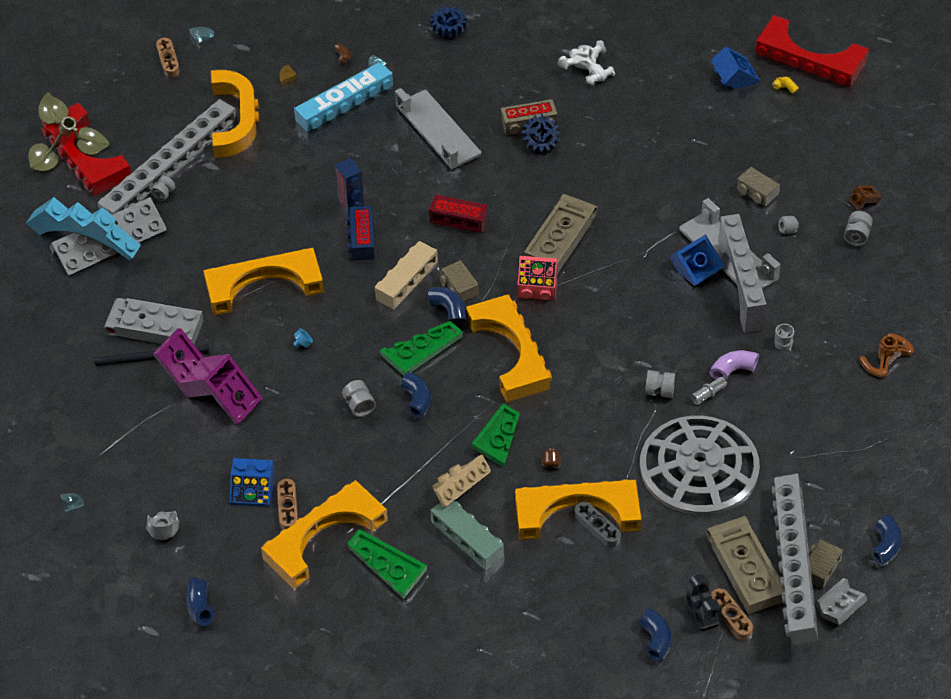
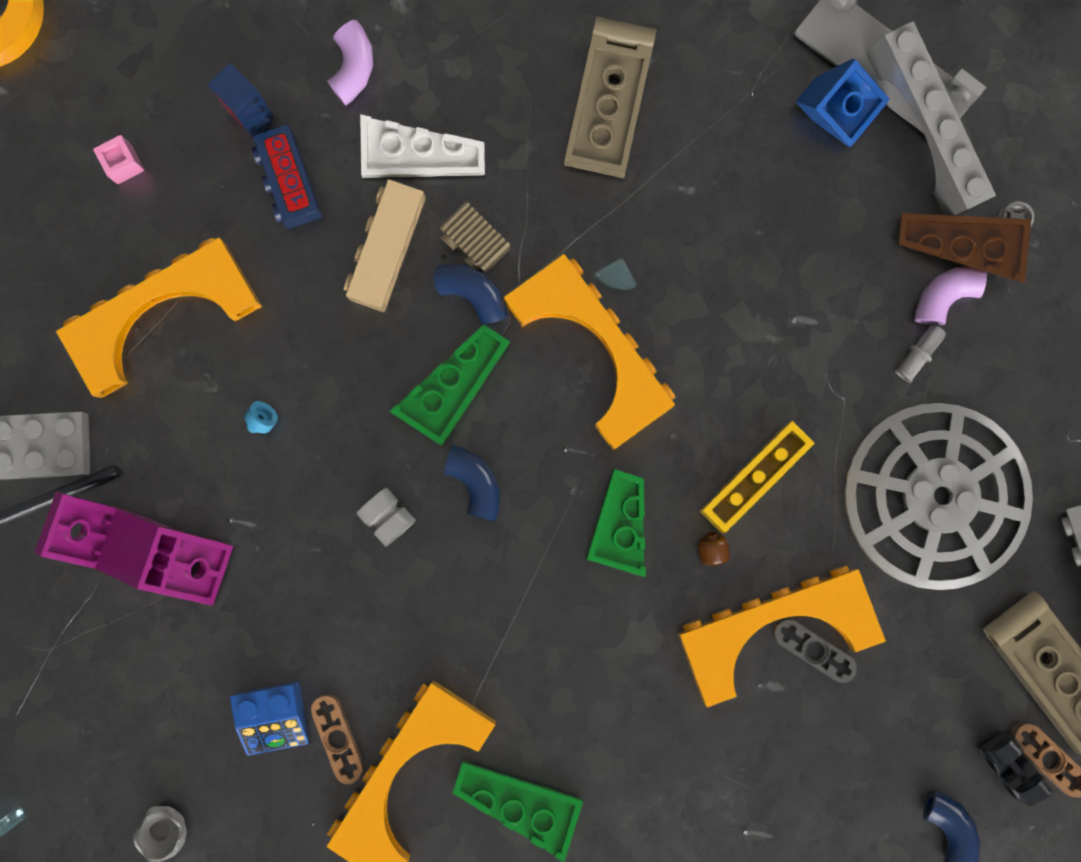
camera: 15 degrees left, 35 degrees up
(270, 205) = (118, 159): none -> bright pink panel
(419, 192) = (356, 62): none -> lavender cylinder
(441, 237) = (416, 152): none -> white wing
(458, 213) = (432, 94): dark red brick -> none
(460, 479) = (587, 639): tan bracket -> none
(468, 534) = (626, 724): sand green brick -> none
(537, 278) = (601, 209): slope -> none
(537, 317) = (616, 276): none -> clear light blue tile
(587, 424) = (756, 477): none -> yellow brick
(660, 384) = (851, 366): light grey wheel -> none
(754, 337) = (977, 242): none -> reddish brown wing

